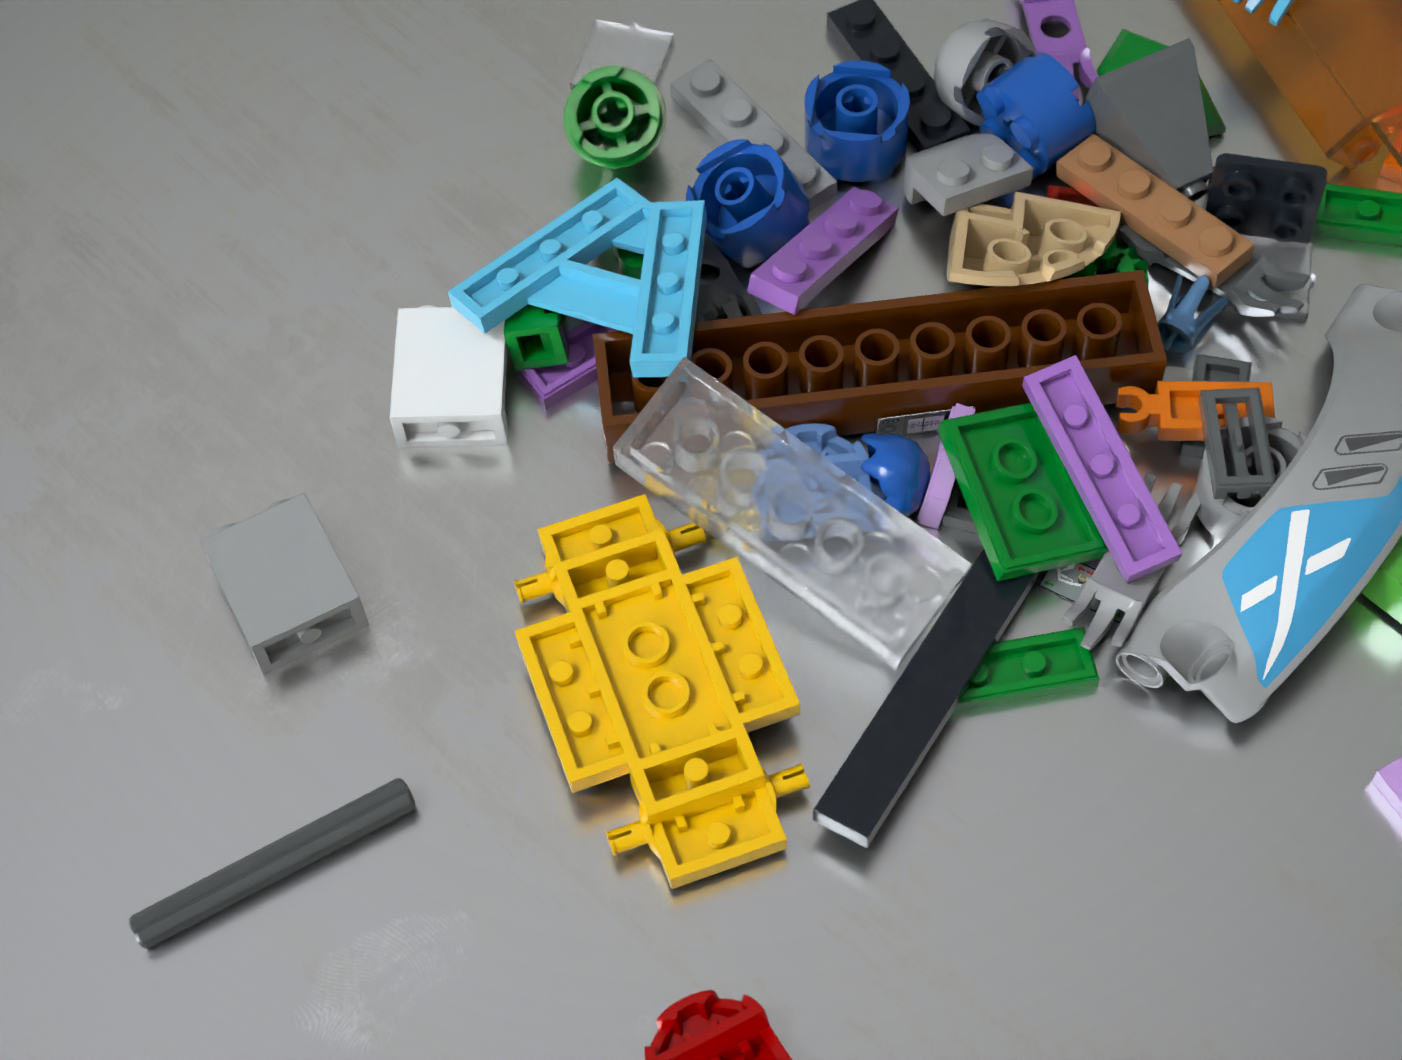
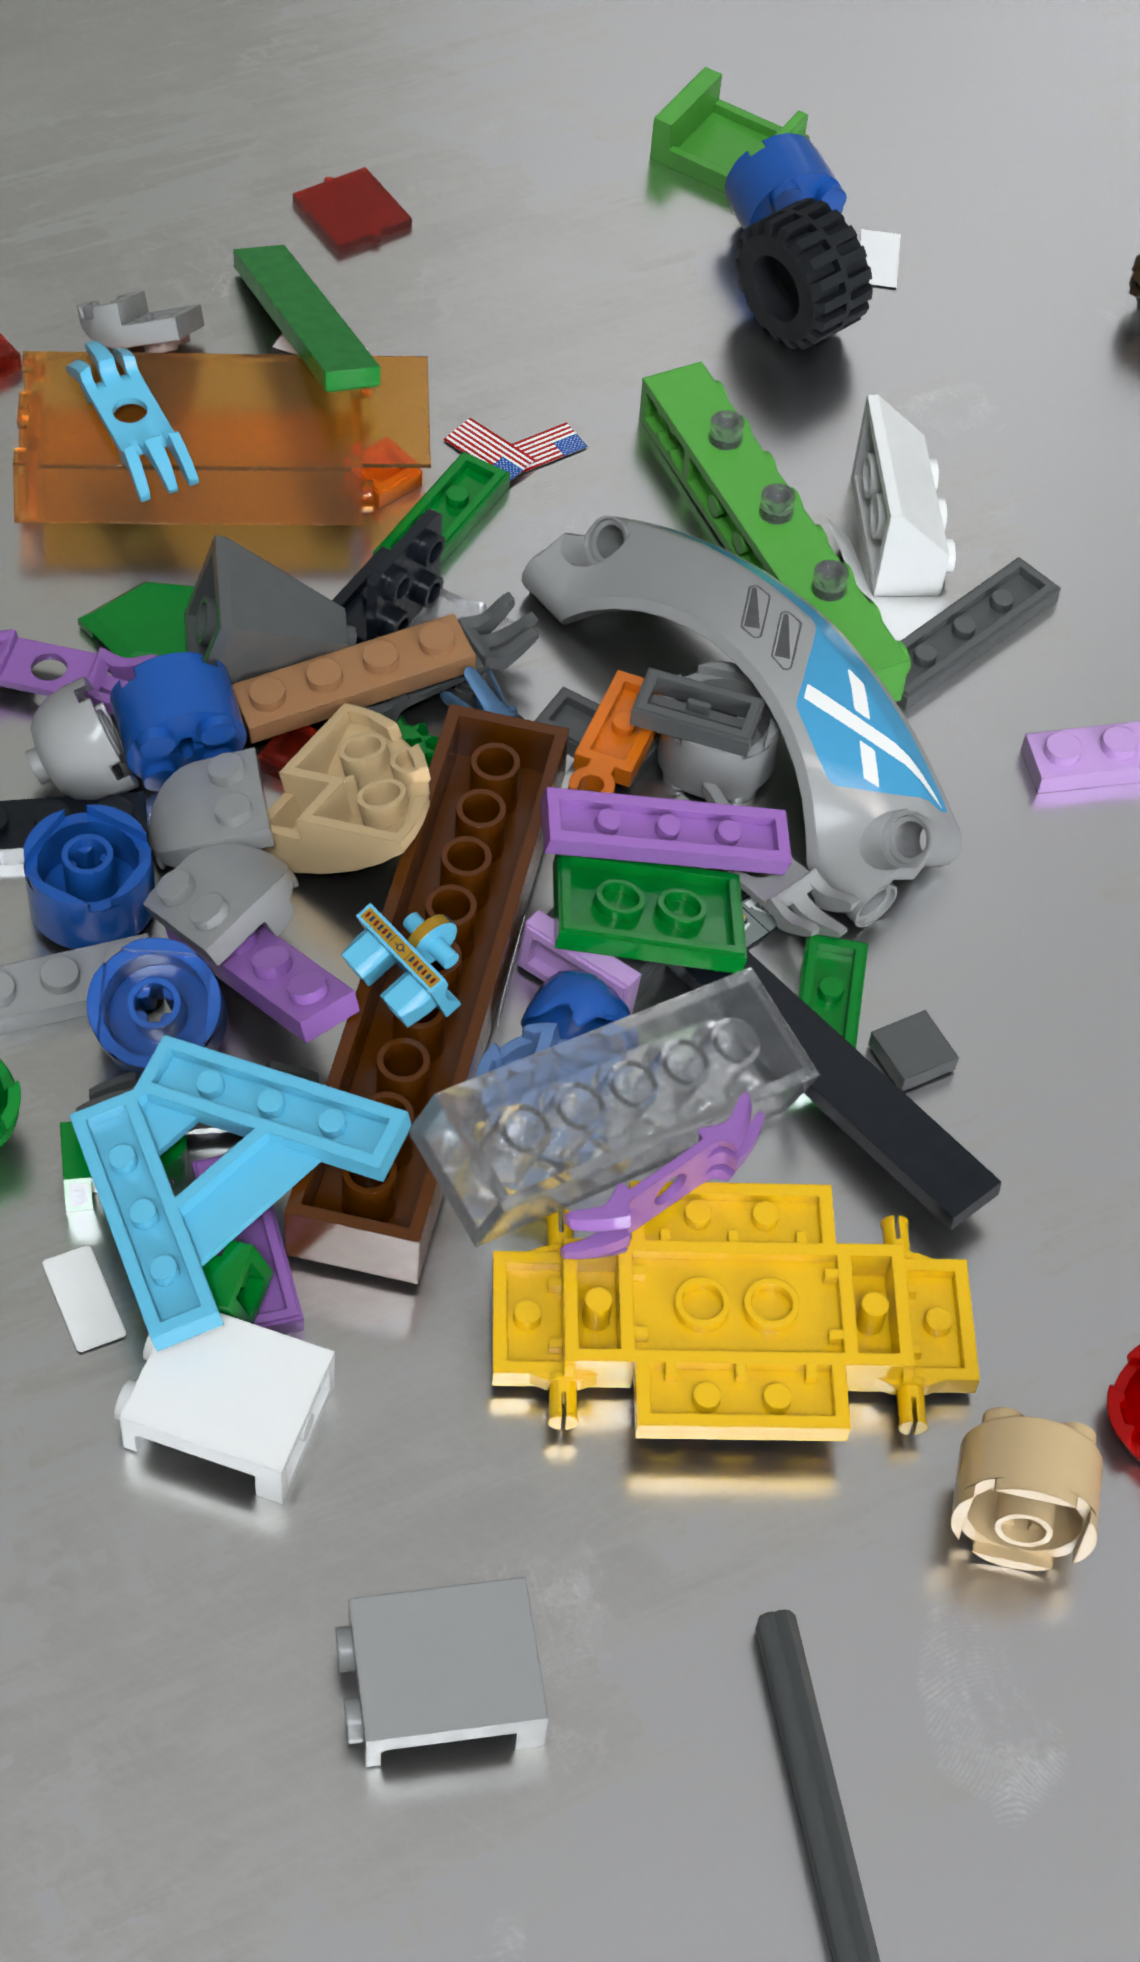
camera: 80 degrees left, 5 degrees down
(567, 935) = (1028, 1490): none -> tan brick
(675, 548) = (715, 1156): none -> medium lavender piece
(845, 320) = (421, 985): none -> medium azure hips
(871, 201) = (223, 897): none -> light grey slope
(1002, 748) = (913, 1050): none -> dark grey tile

